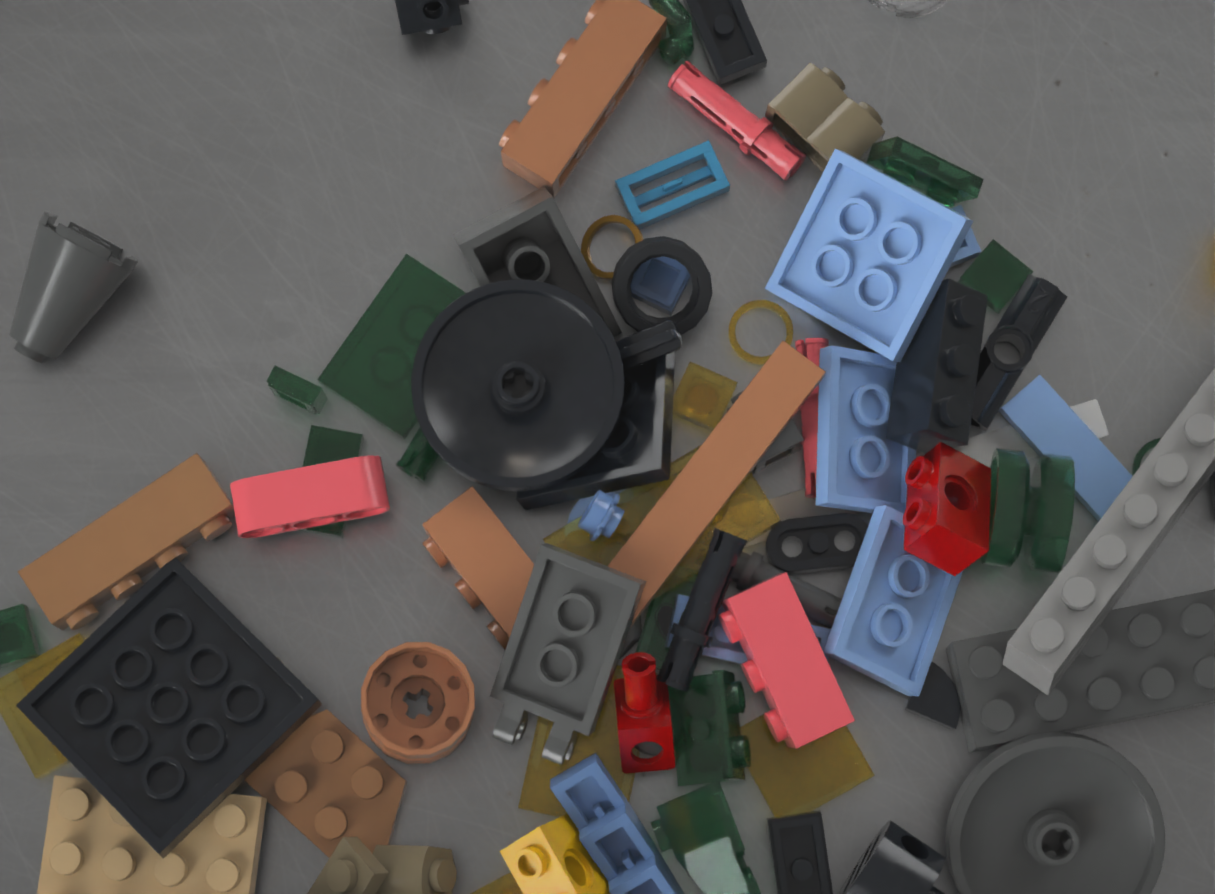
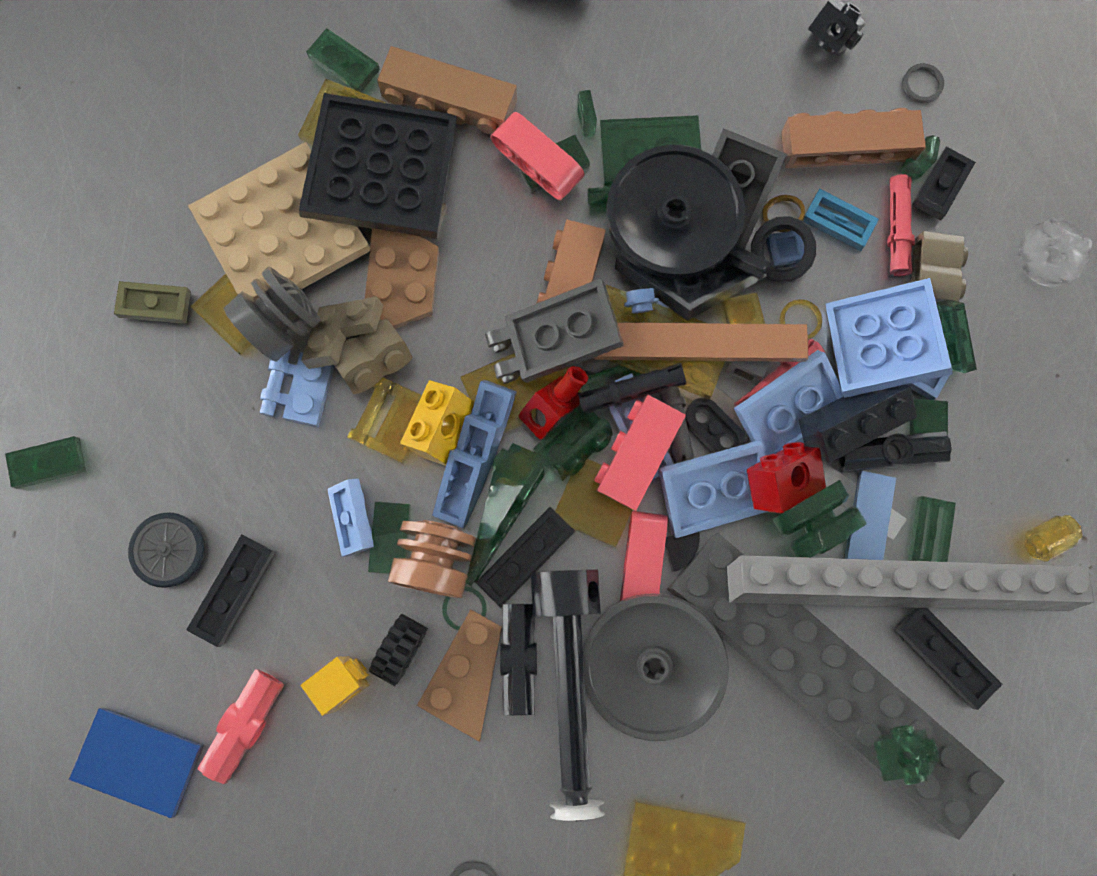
camera: 45 degrees right, 0 degrees up
(408, 673) = (478, 265): nougat wheel -> none
(910, 750) = (644, 554): none -> coral beam
(1118, 394) = (919, 525): none -> clear green tile

